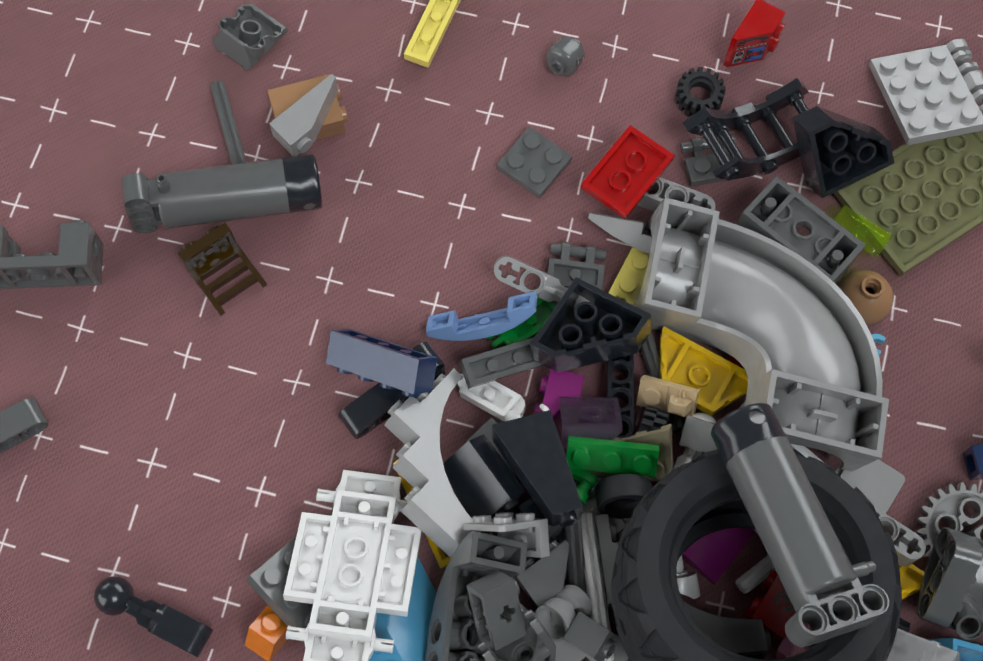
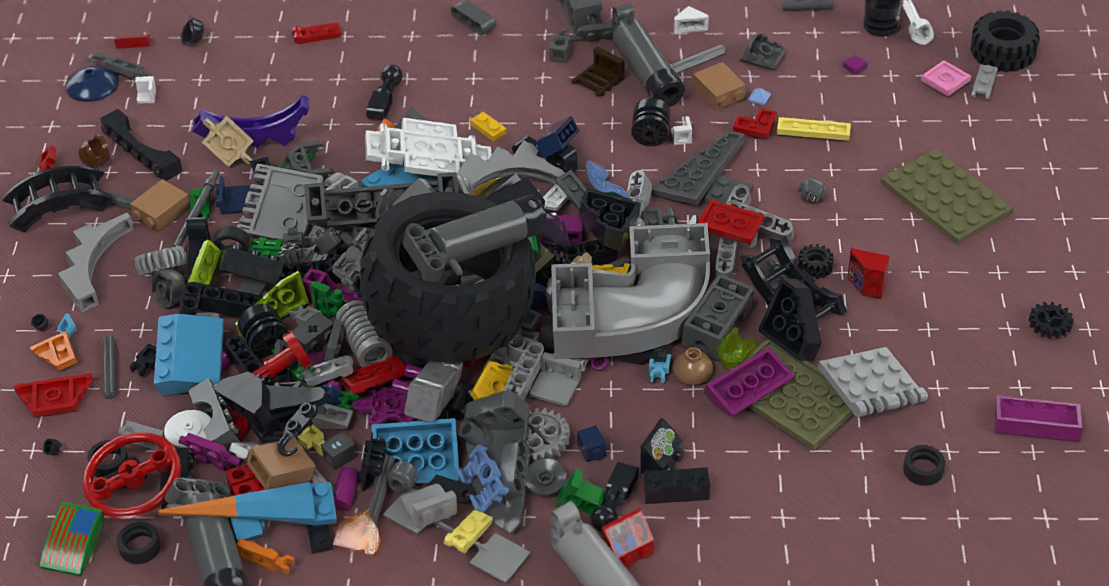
camera: 80 degrees right, 25 degrees down
(118, 257) = (590, 32): none -> dark grey plate
(140, 108) = (690, 21): none -> white slope
(145, 321) = (559, 49): none -> dark grey brick
(283, 464) = (488, 126): none -> yellow plate
(302, 121) = (708, 76): light grey slope -> none
(340, 67) = (759, 96): none -> light blue slope
(367, 220) = (650, 122): none -> black wheel
(389, 187) = (682, 134): none -> white panel
(409, 84) = (757, 127): none -> red plate
(493, 195) = (697, 174): none -> dark grey wing
(593, 149) = (776, 221): none -> light grey beam
(924, 234) = (748, 382): none -> magenta slope

